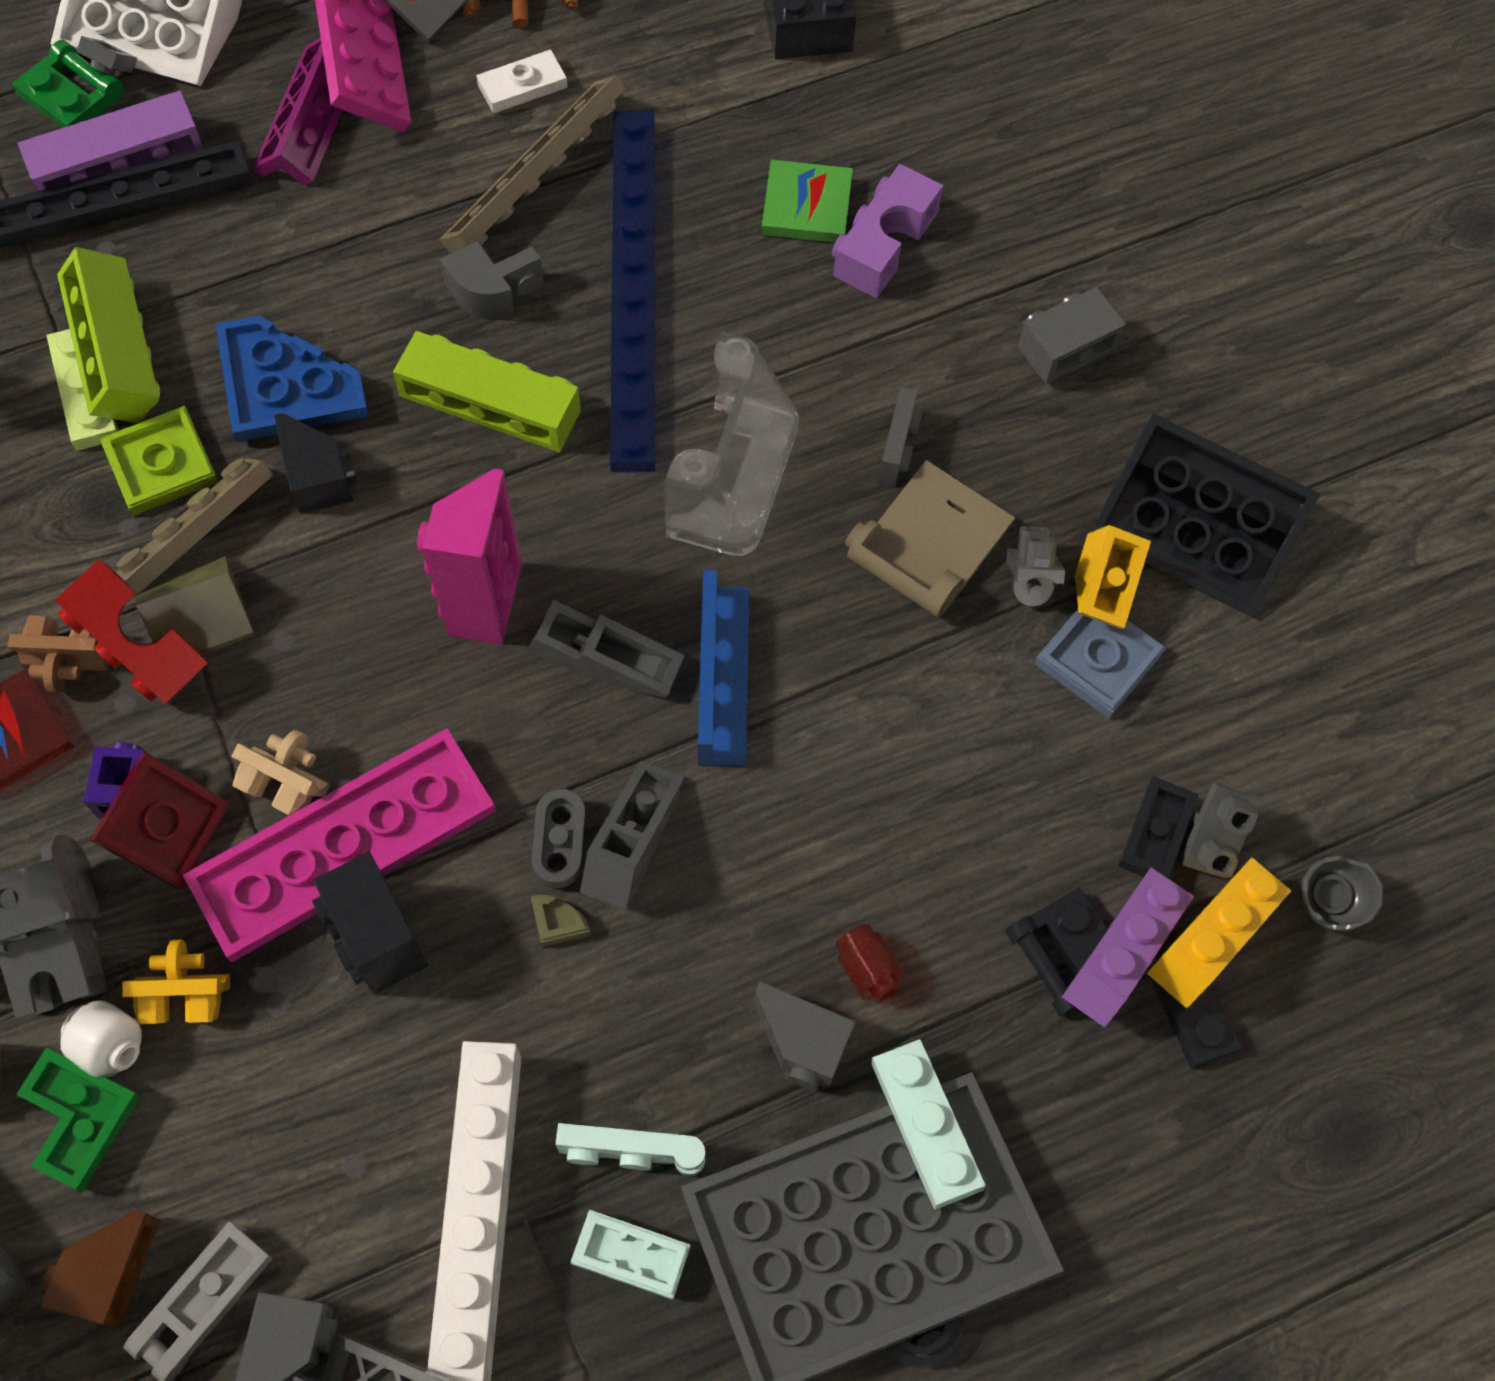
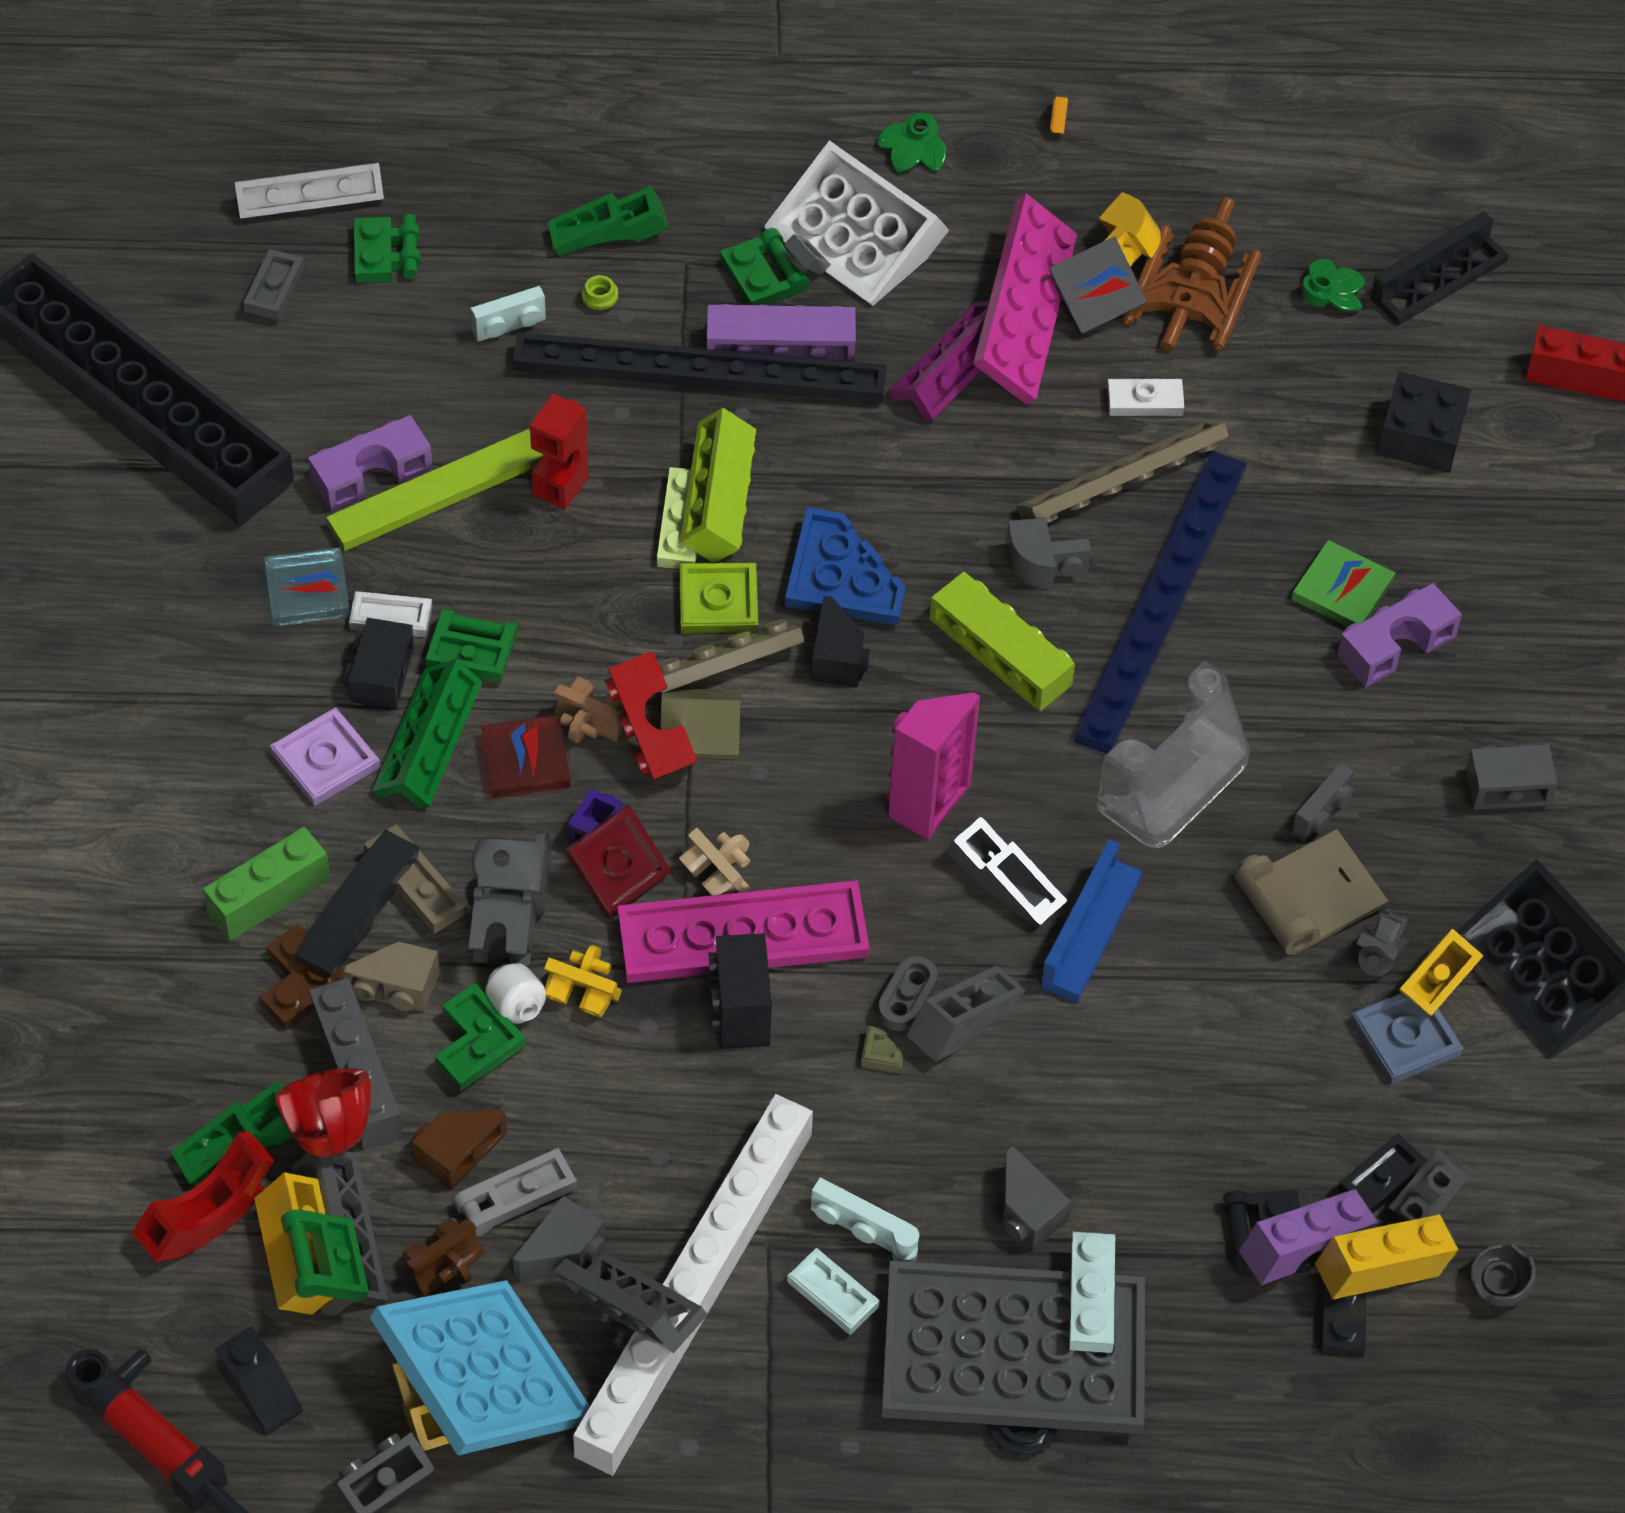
camera: 25 degrees right, 10 degrees down
(870, 964) = (1104, 1174): clear red brick -> none

